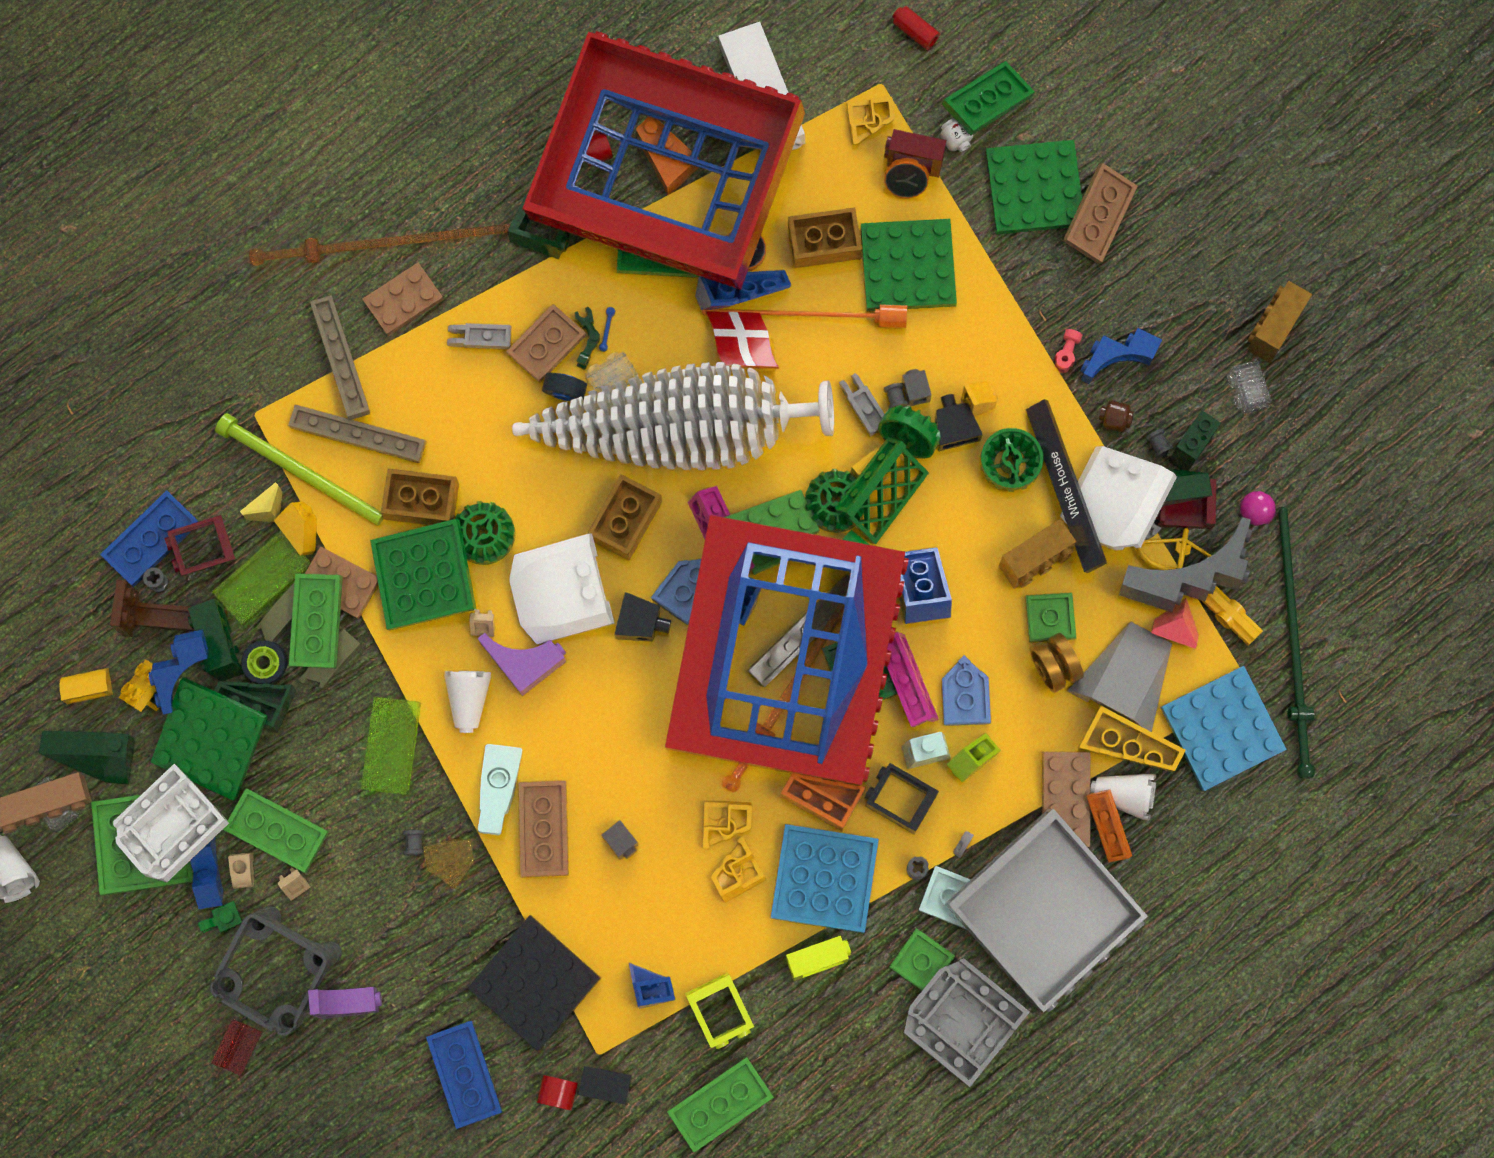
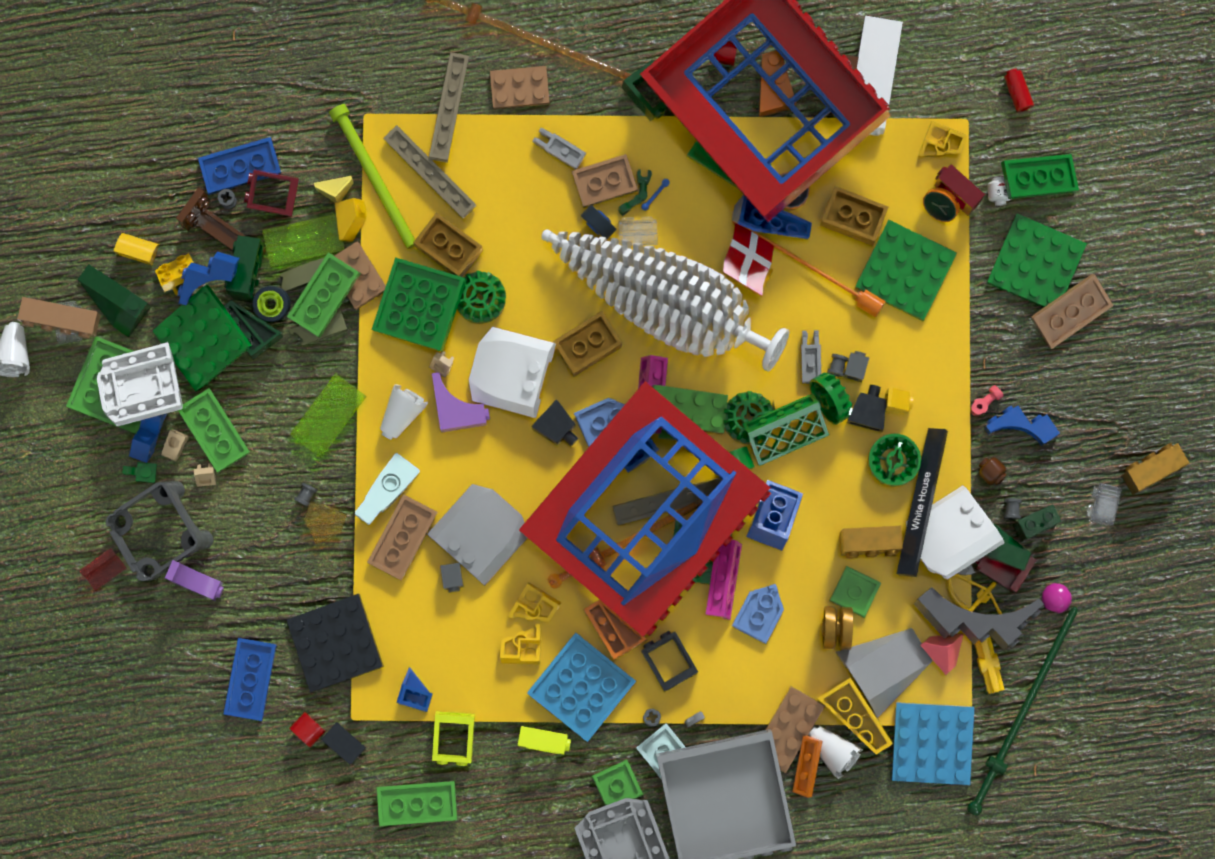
camera: 30 degrees right, 5 degrees up
(623, 776) = (480, 532): none -> light grey wedge
(926, 750) = (707, 637): light aqua torso -> none
(973, 757) = (738, 661): lime slope -> none

